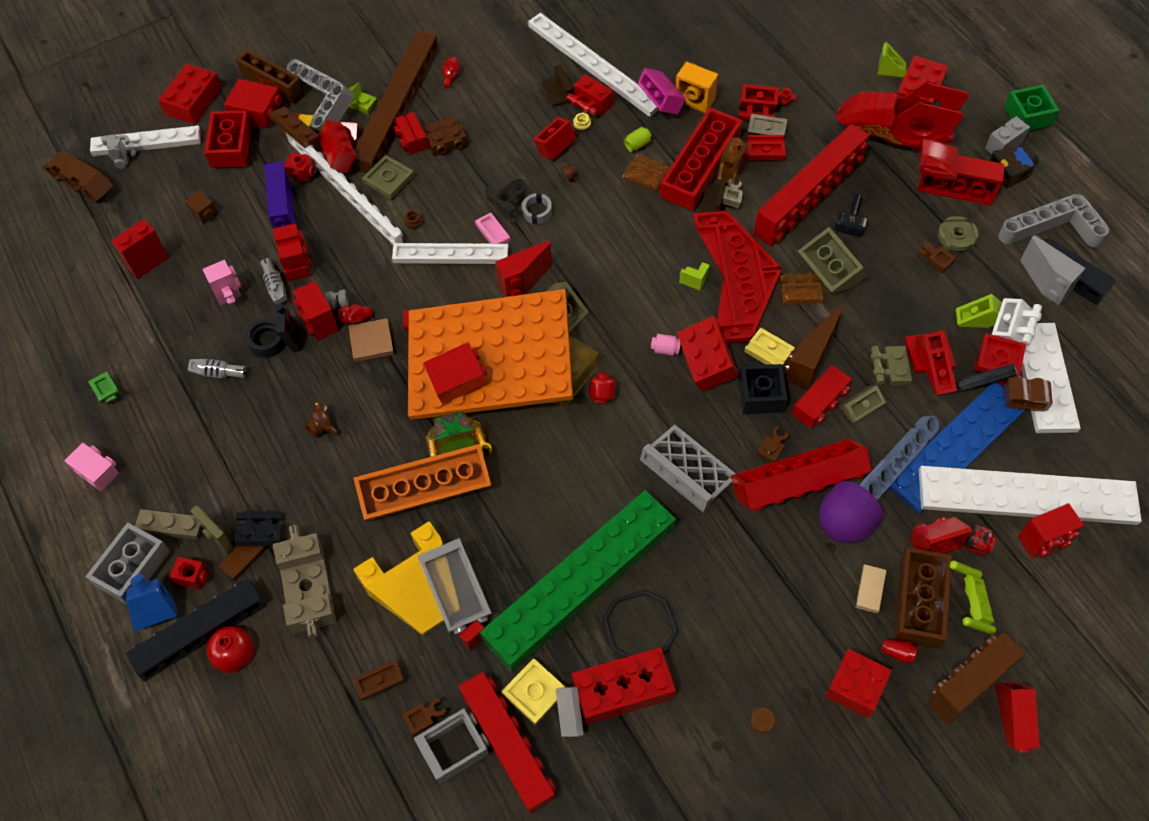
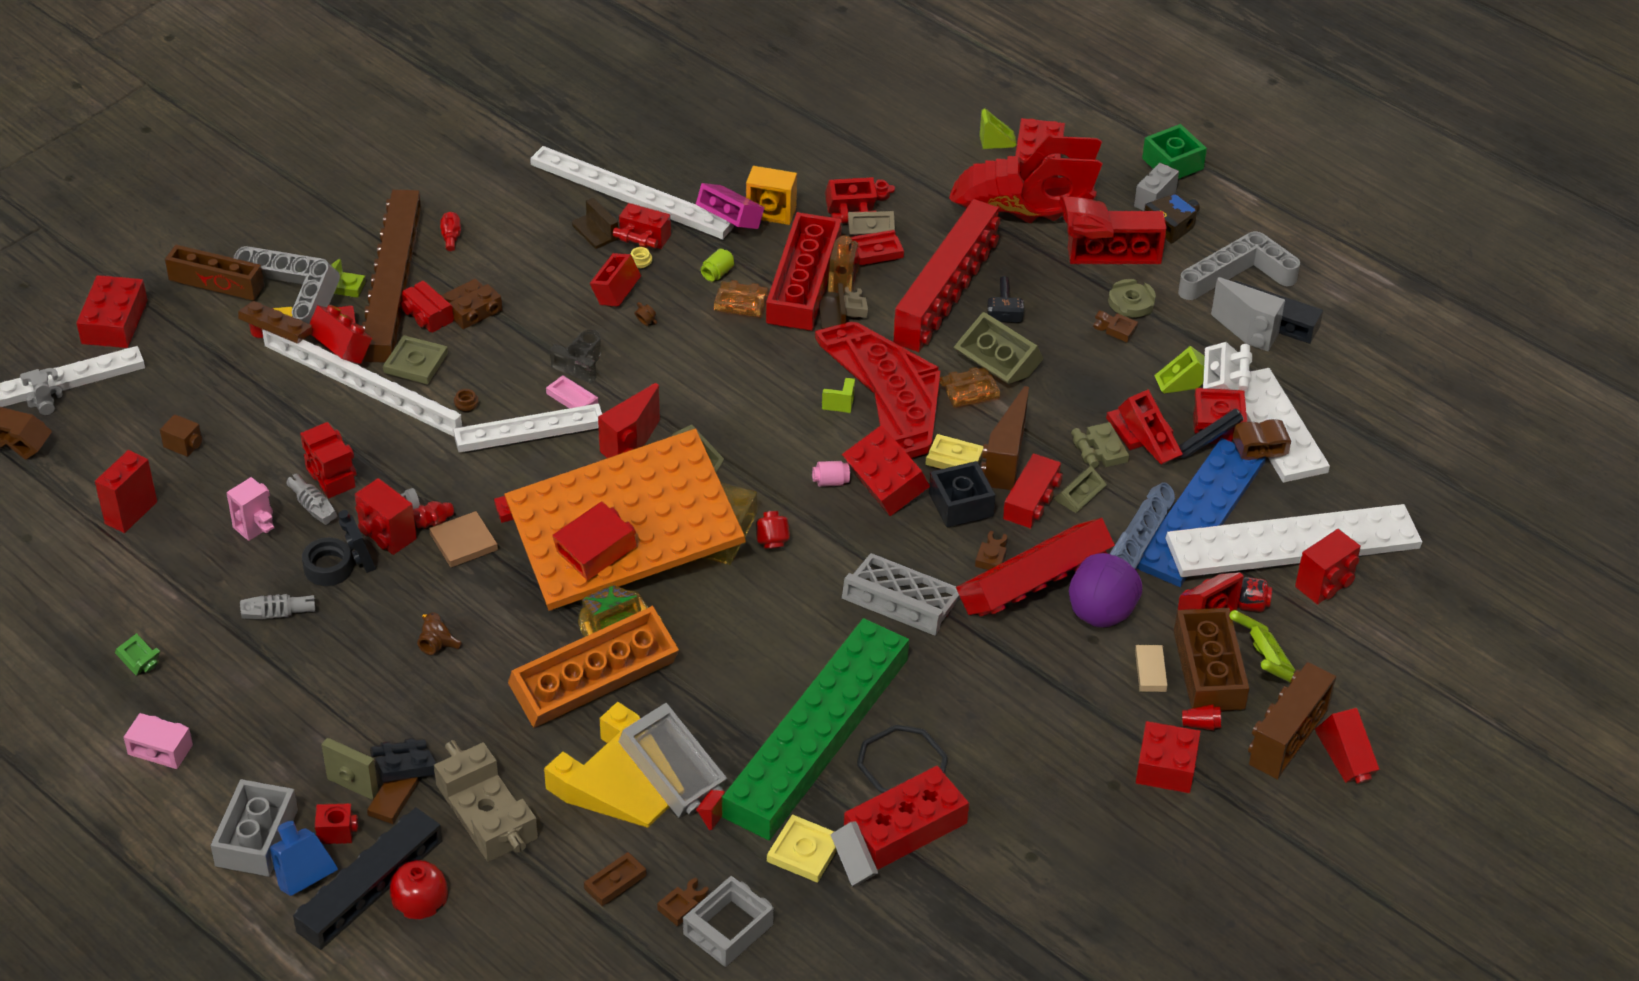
camera: 20 degrees left, 15 degrees down
(168, 524) = (302, 779): dark tan plate -> none
(228, 139) = (188, 352): red brick -> none
(256, 99) = (205, 307): red brick -> none
(279, 195) = (286, 403): dark purple window -> none
(300, 167) = (297, 367): red brick -> none
(507, 743) = (794, 904): red brick -> none
(537, 198) = (617, 372): light grey piece -> none
(762, 720) = (1074, 819): clear orange tile -> none

